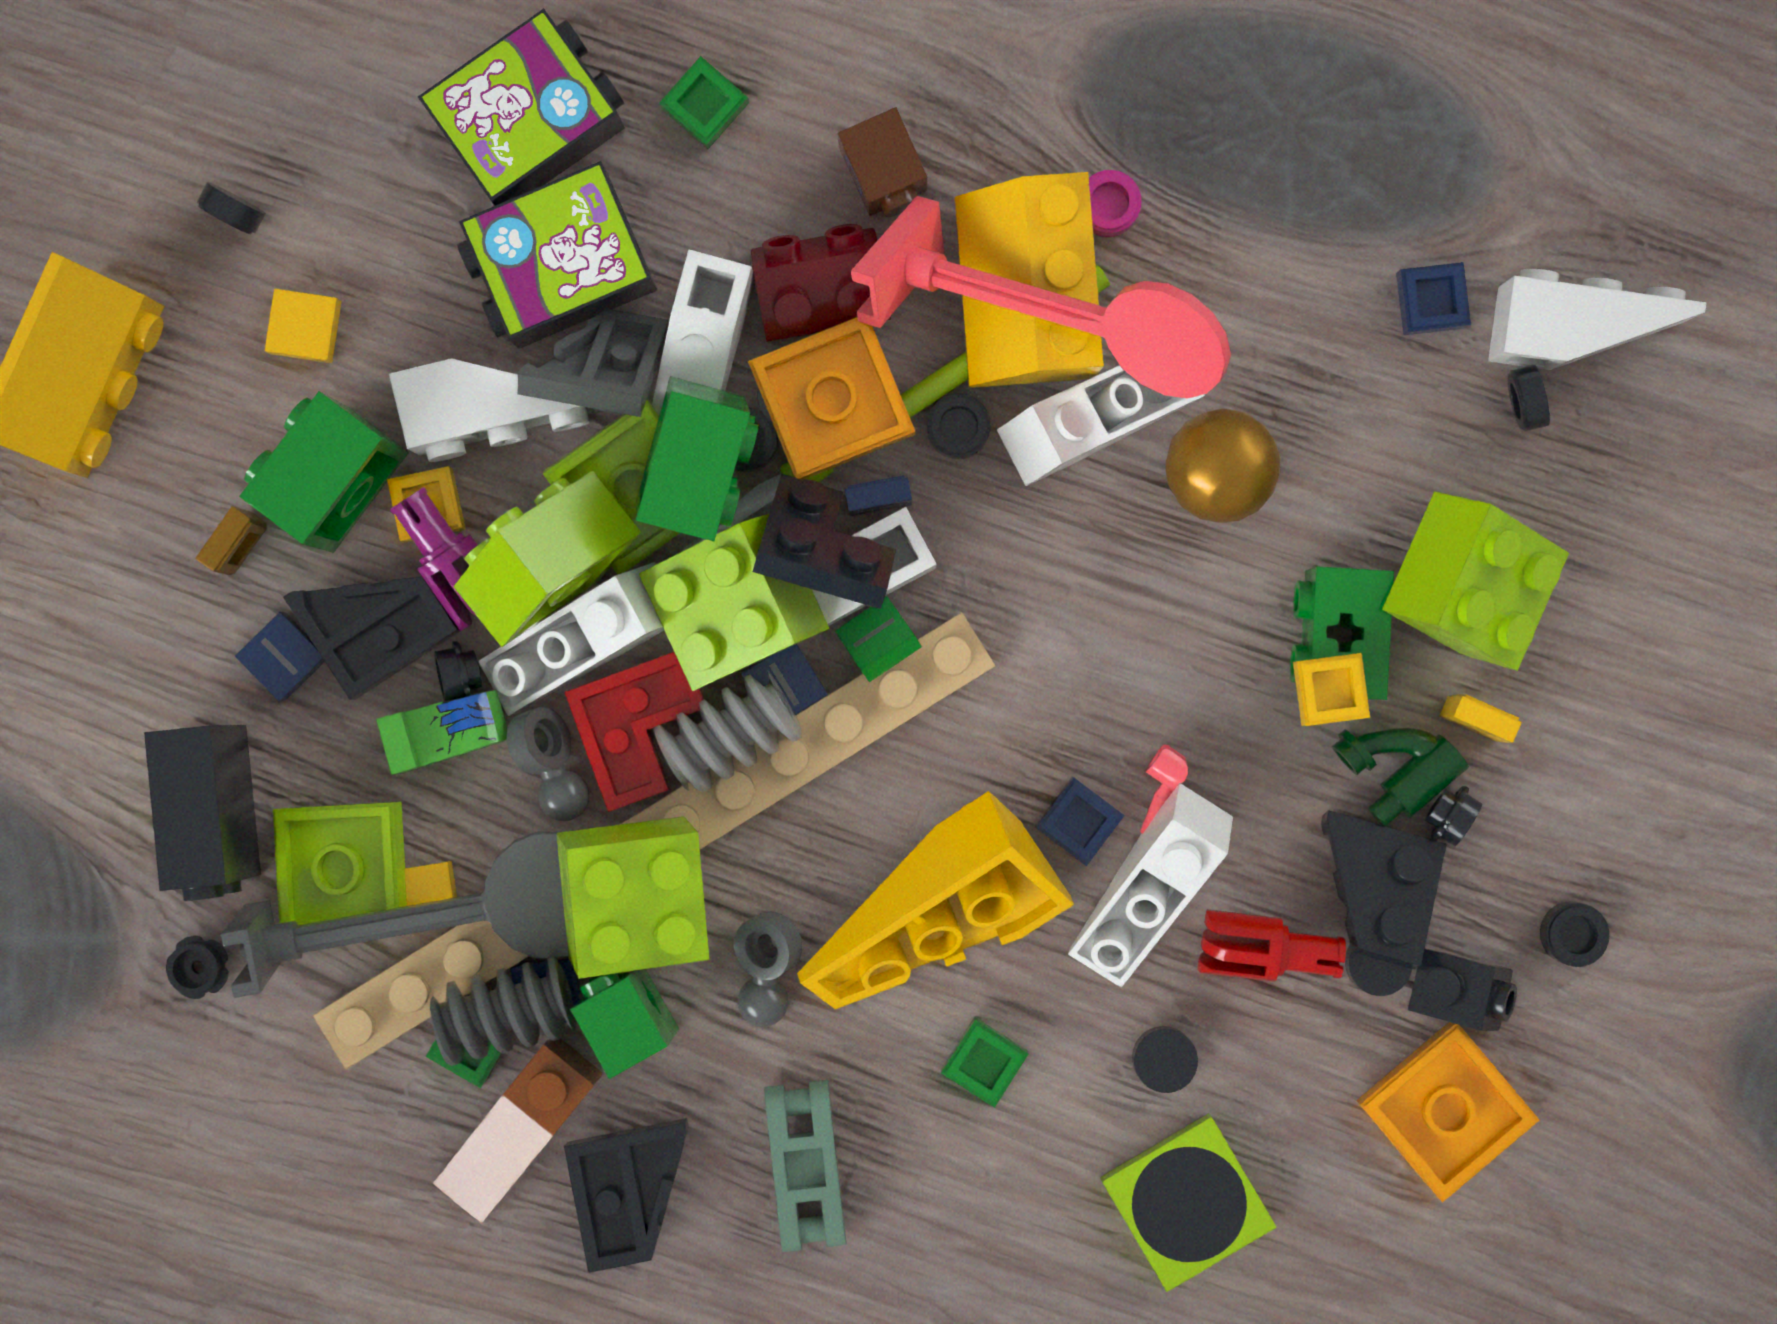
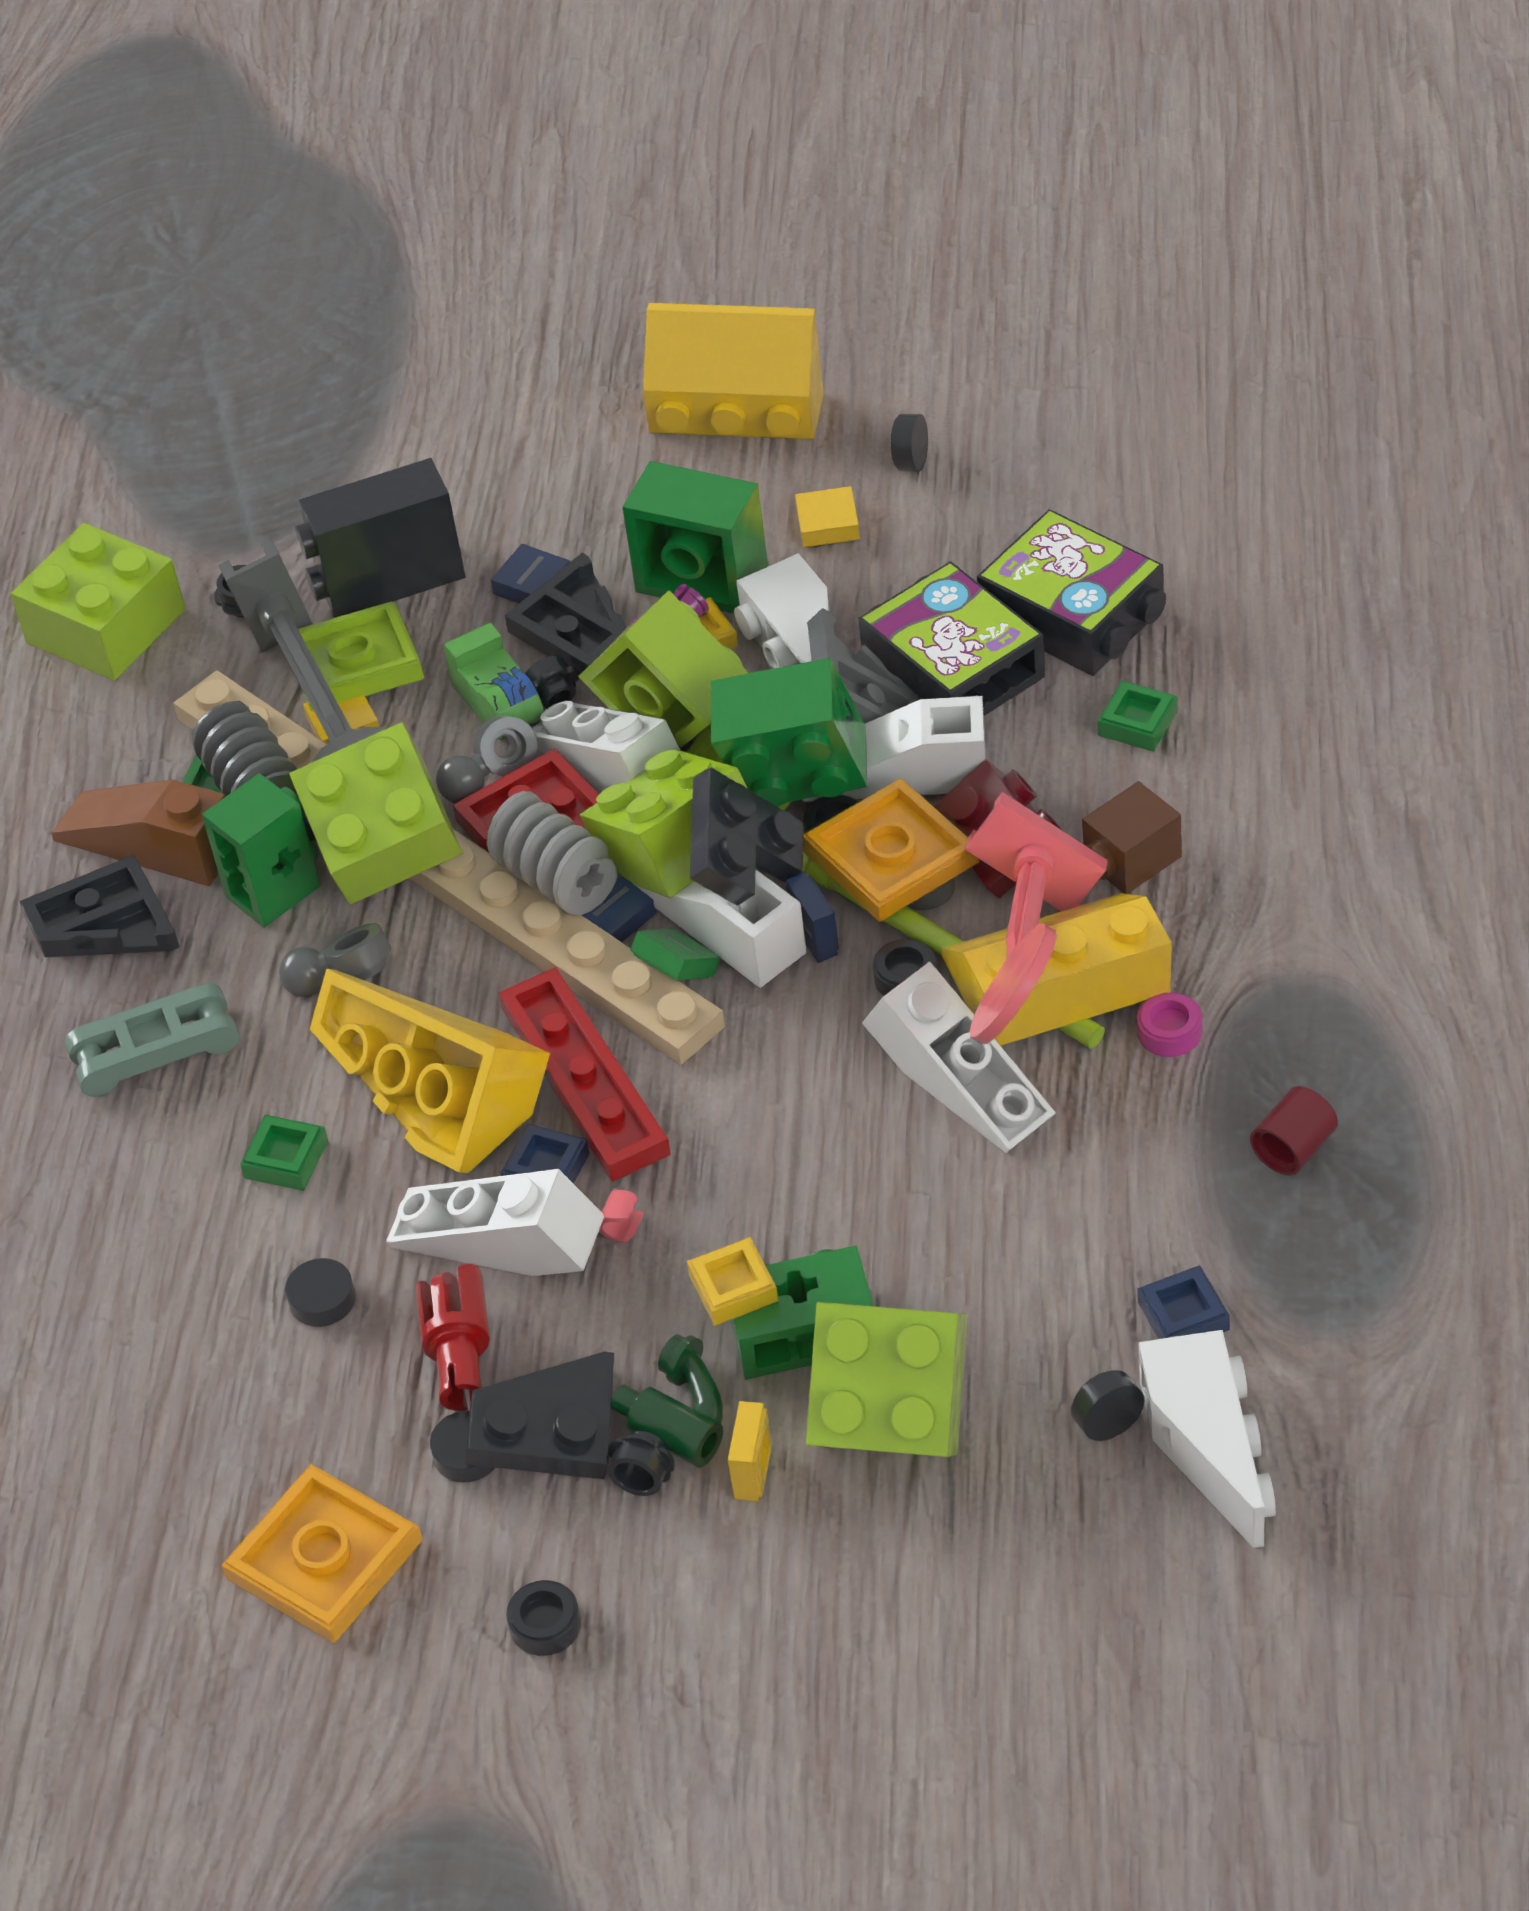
camera: 75 degrees right, 40 degrees down
(167, 1126) = (98, 601): none -> lime brick
(232, 541) = (607, 511): pearl gold tile -> none
(994, 761) = (585, 1075): none -> red plate
(1188, 1202) = (177, 1350): black tile -> none
(1222, 465) = (934, 1154): pearl gold piece -> none
(1285, 135) = (1293, 1130): none -> dark red beam
(1463, 991) = (453, 1525): black bracket -> none

